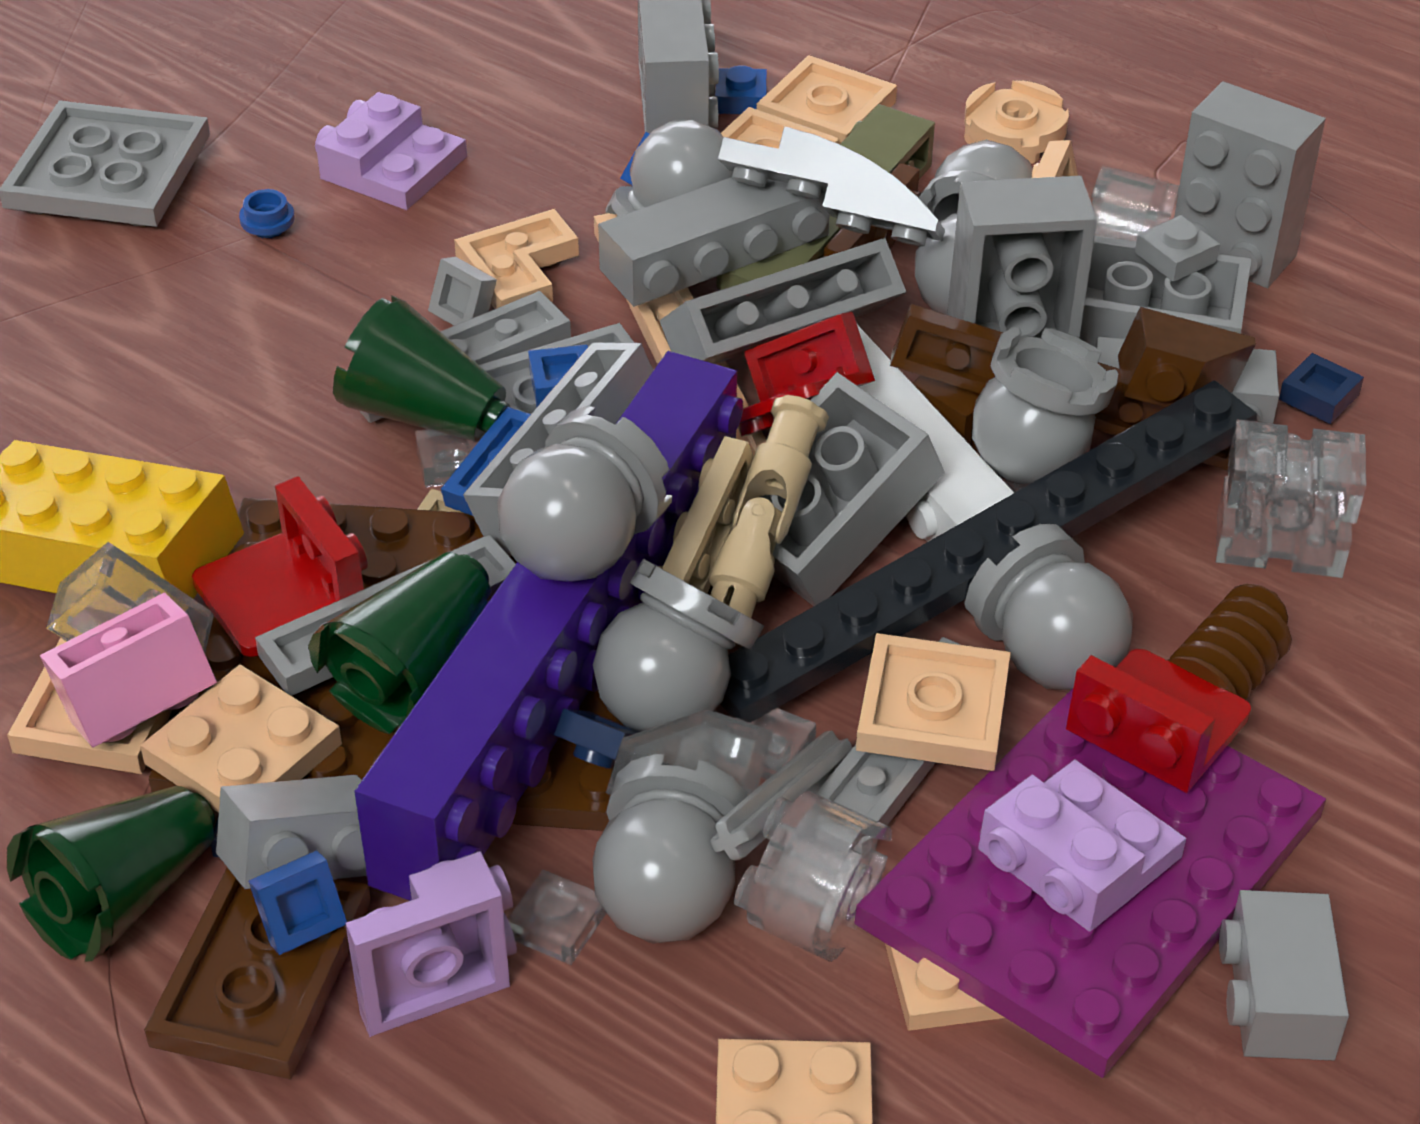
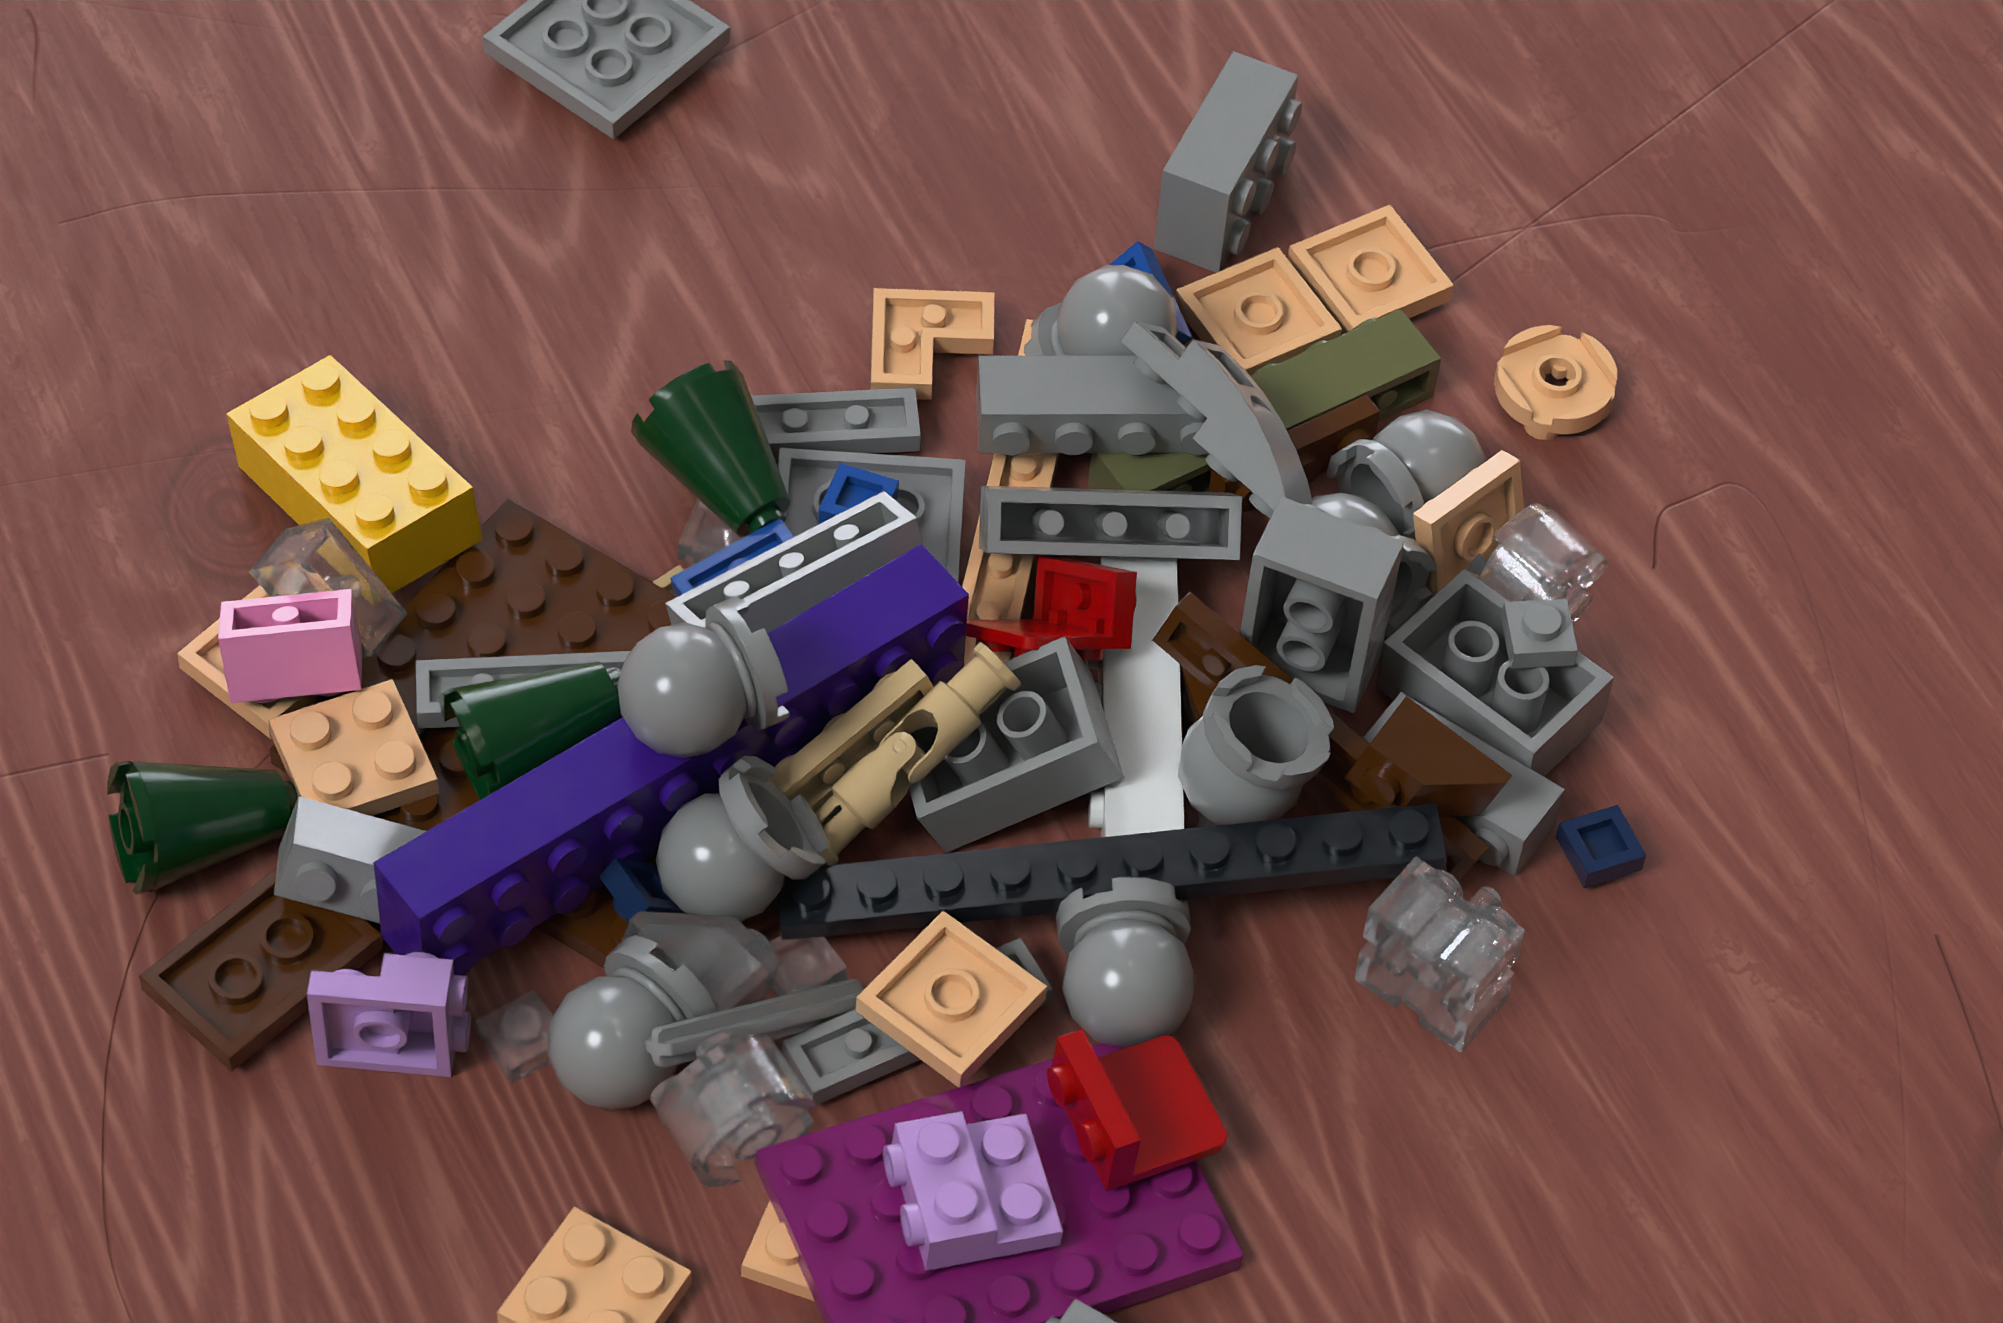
camera: 25 degrees right, 10 degrees up
(266, 213) = (722, 171): blue plate -> none
(284, 574) = (475, 605): red bracket -> none
(298, 902) = (305, 927): blue plate -> none
(387, 151) = (886, 142): lavender plate -> none
(460, 291) = (840, 355): light grey plate -> none
(740, 88) = (1297, 212): blue plate -> none
(1238, 640) = (1269, 1073): reddish brown piece -> none
(1250, 176) = (1678, 587): light grey brick -> none

